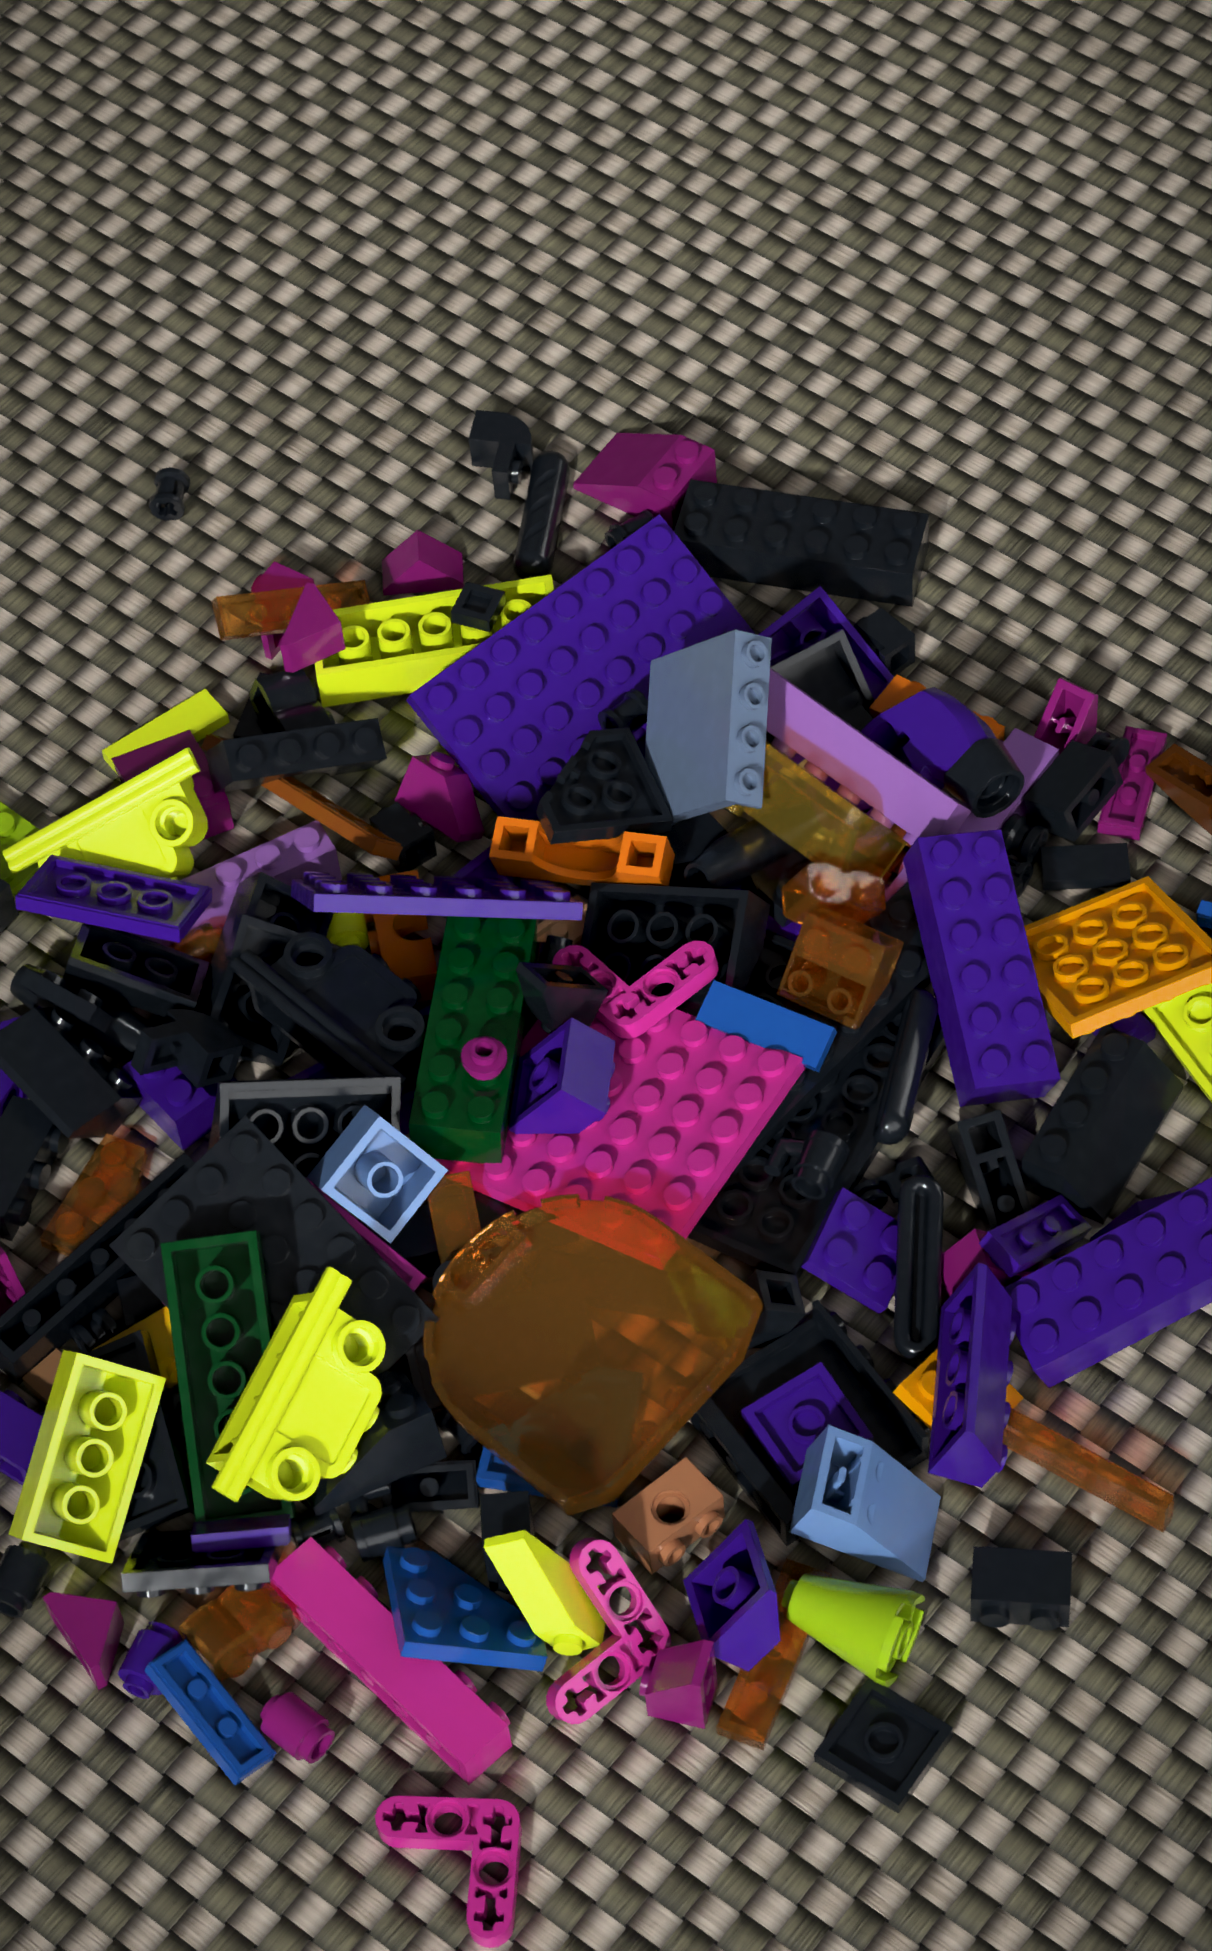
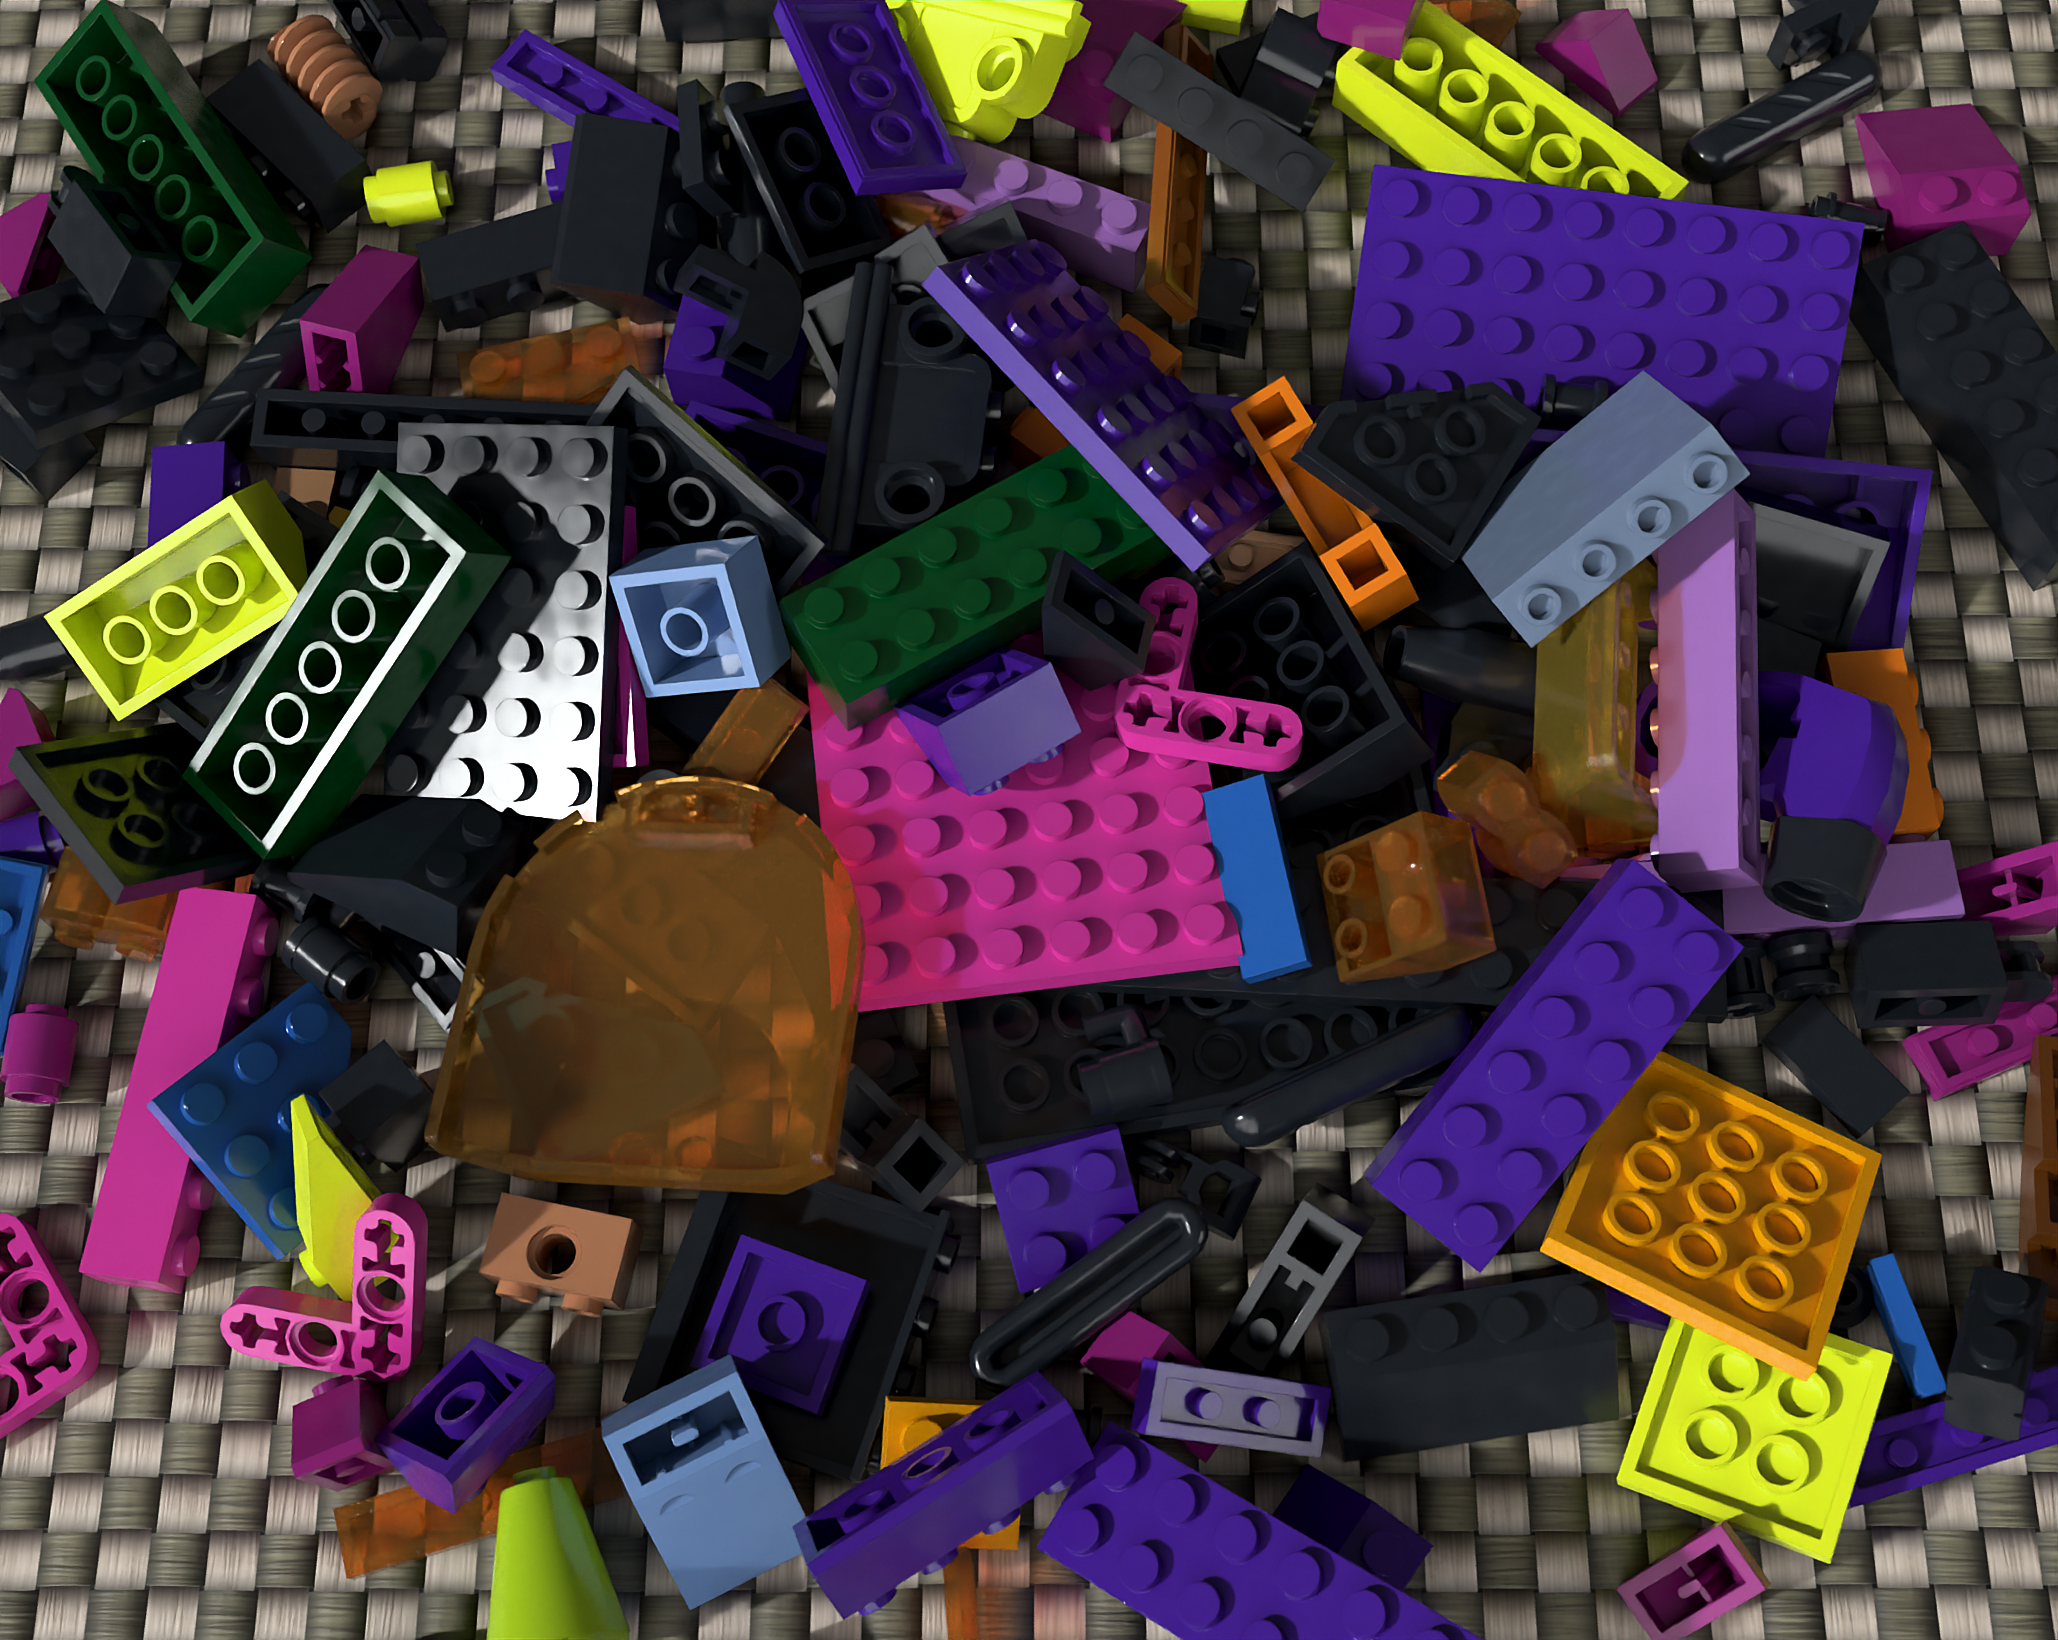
camera: 50 degrees right, 15 degrees up
(241, 1533) = (193, 824): dark purple tile -> none
(303, 1400) = (339, 769): neon yellow brick -> none
(441, 796) = (1304, 305): magenta slope -> none
(478, 606) = (1566, 142): black plate -> none
(484, 1067) = (918, 628): magenta plate -> none
(888, 640) = (1945, 600): black brick -> none

